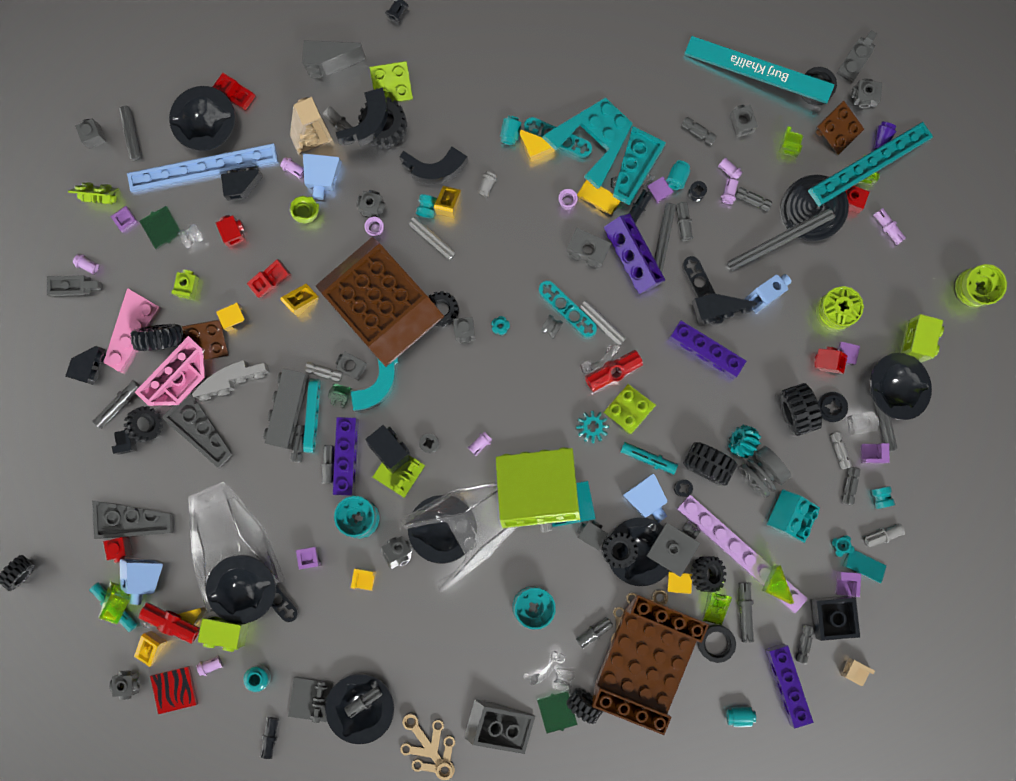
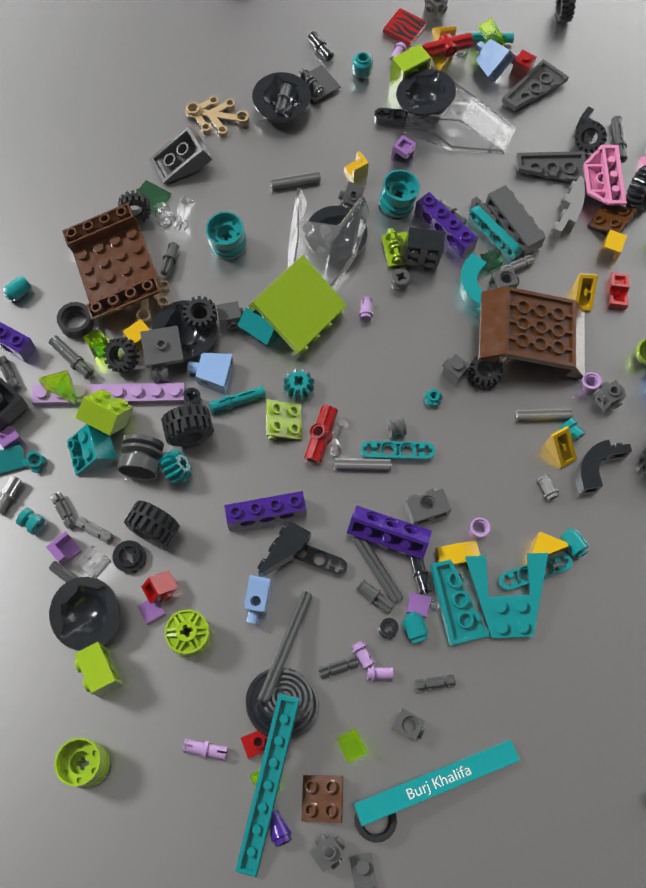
camera: 125 degrees right, 15 degrees down
(423, 616) = (295, 180): none -> light grey axle
(763, 531) = (104, 412): none -> lime brick

